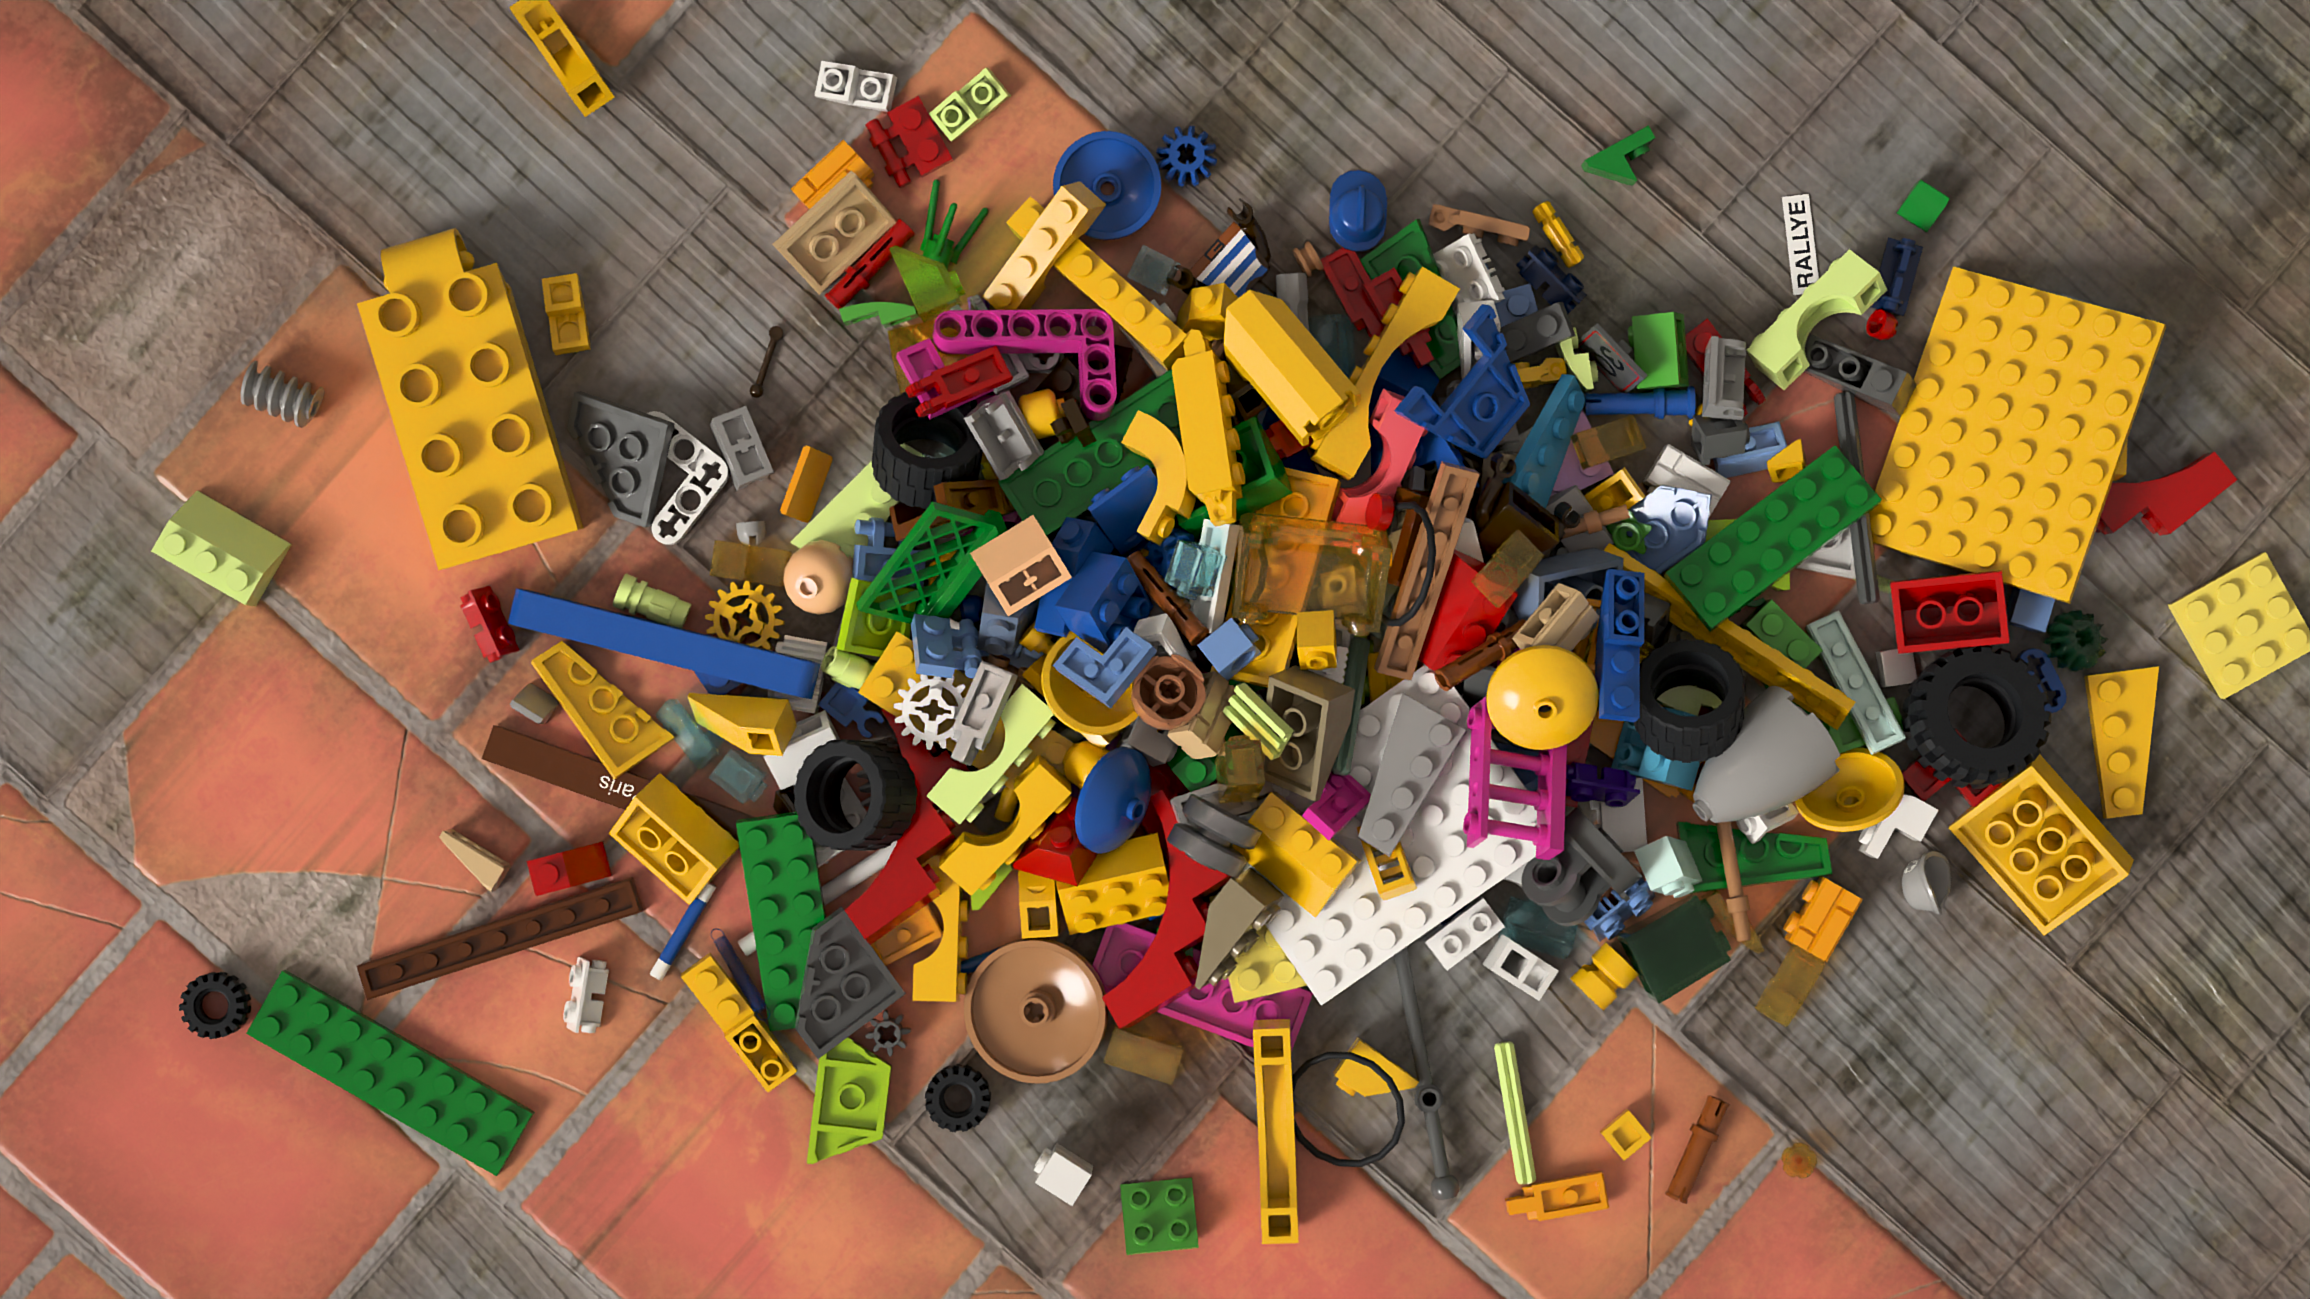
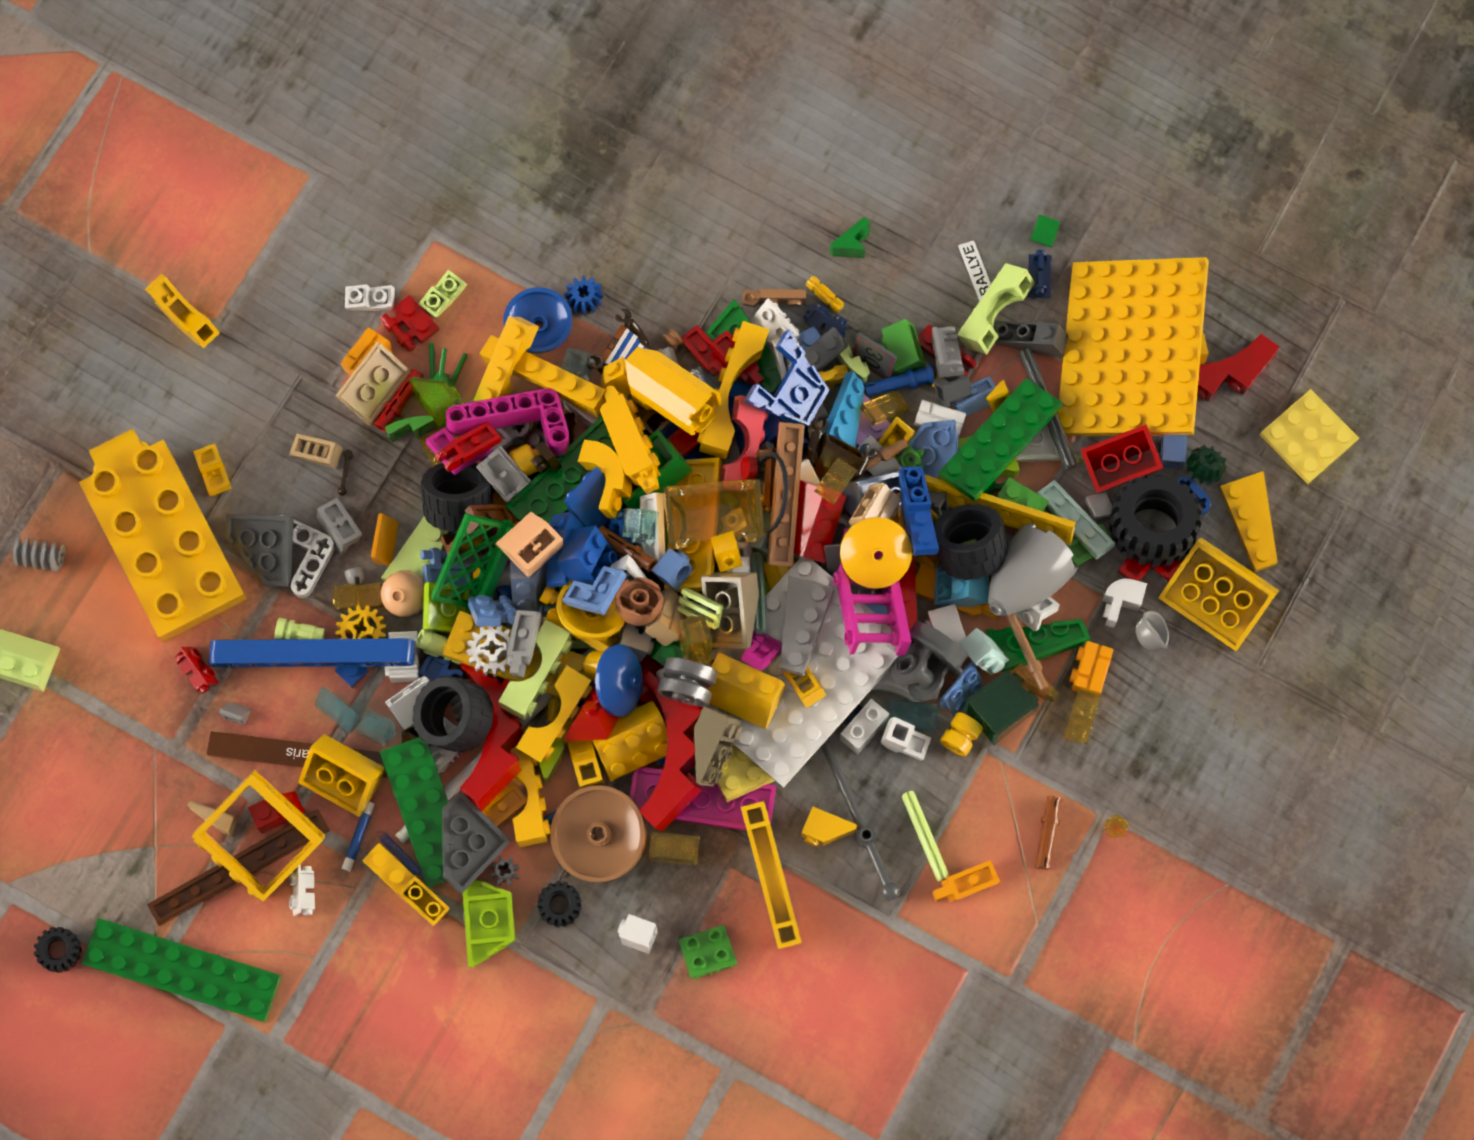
camera: 15 degrees left, 15 degrees down
(579, 880) = (283, 806): none -> yellow window
(604, 716) = (280, 709): yellow wing -> none
(748, 722) = (373, 689): yellow slope -> none
(750, 321) = (330, 455): none -> tan slope
(1357, 210) = (697, 305): blue piece -> none
(1394, 1090) = (848, 842): black piece -> none
(1496, 647) = (828, 540): dark orange pin -> none
(1613, 788) = (936, 612): dark purple hinge -> none
(1625, 1134) = (999, 833): yellow plate -> none
(1858, 795) = (1090, 583): yellow dish -> none
(1884, 319) = (1038, 305): red hinge -> none

